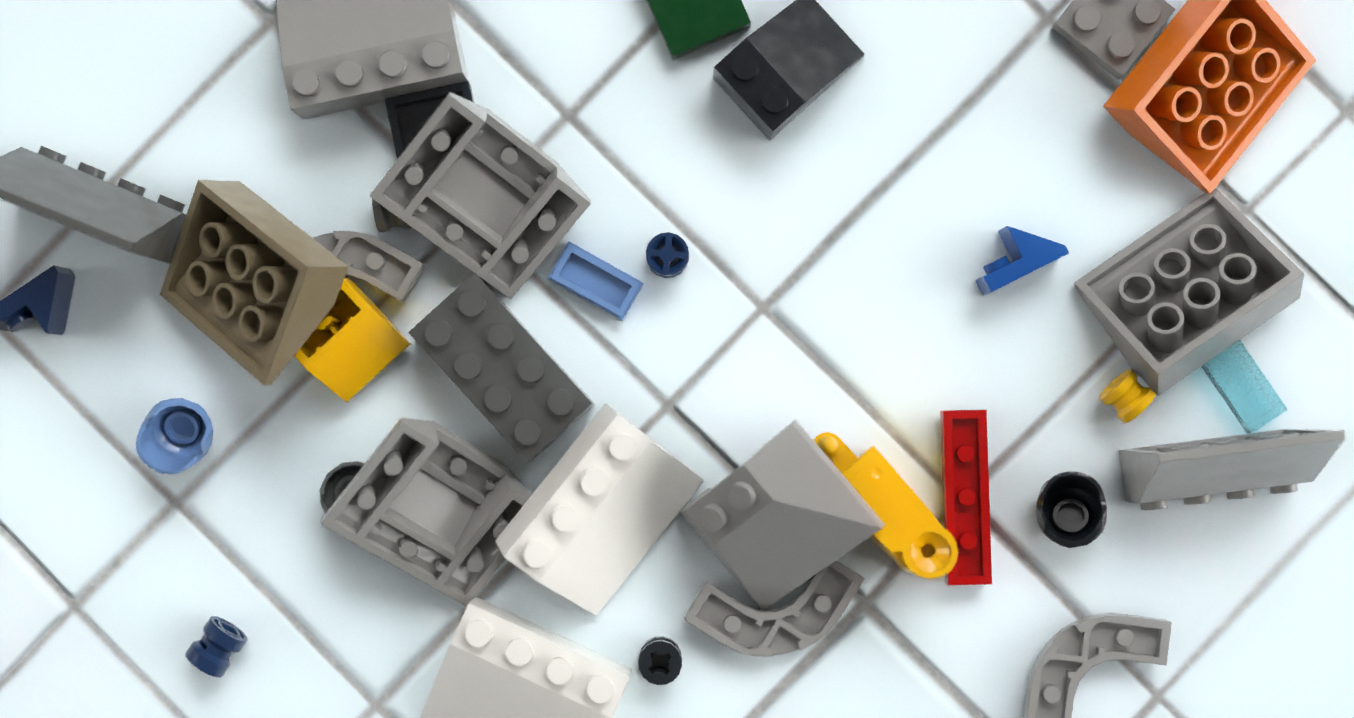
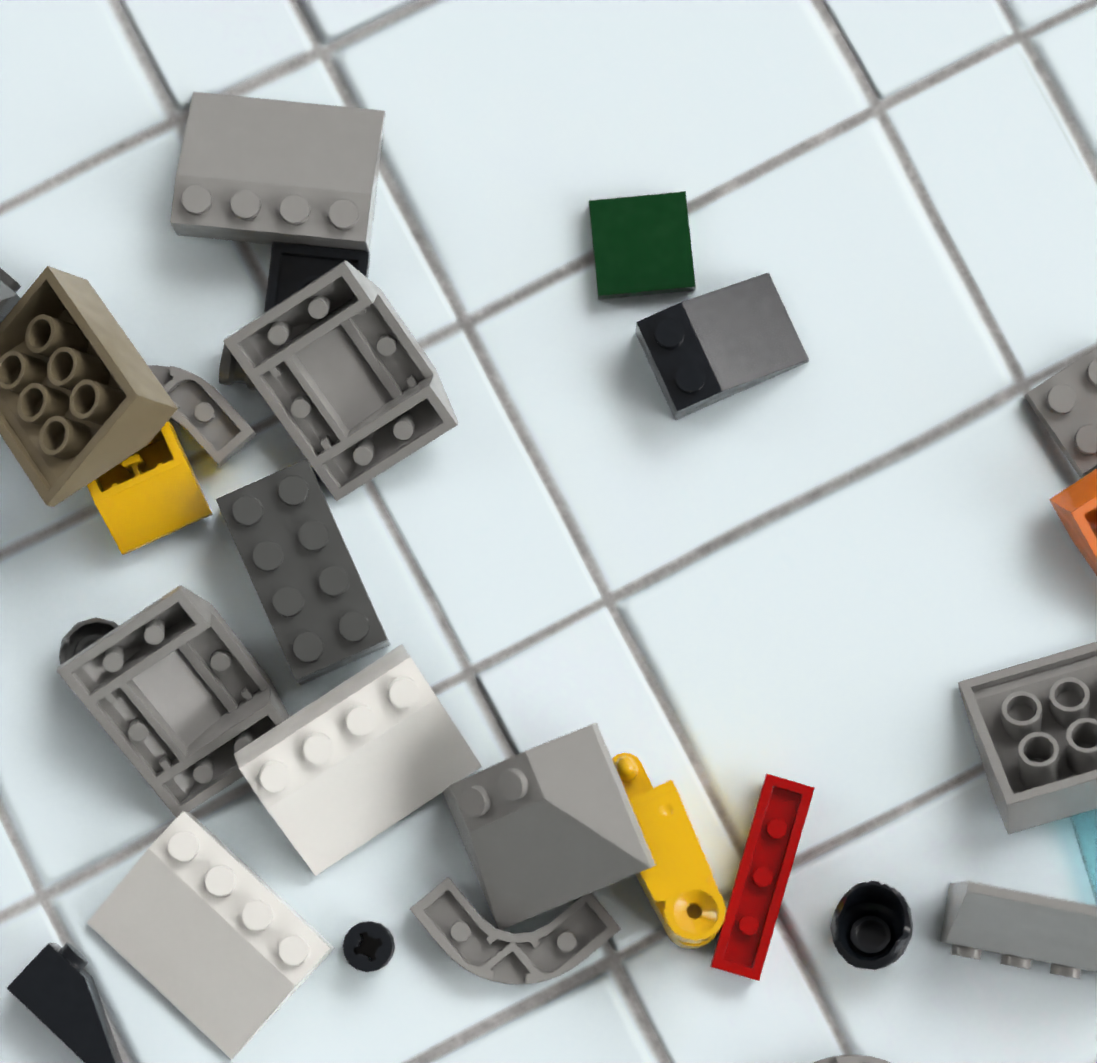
camera: 20 degrees right, 5 degrees down
(595, 281) = (435, 511): medium blue tile -> none
(667, 247) = (518, 496): dark blue wheel -> none
(1027, 253) = (916, 636): blue slope -> none
(1127, 396) = (974, 823): yellow wheel -> none

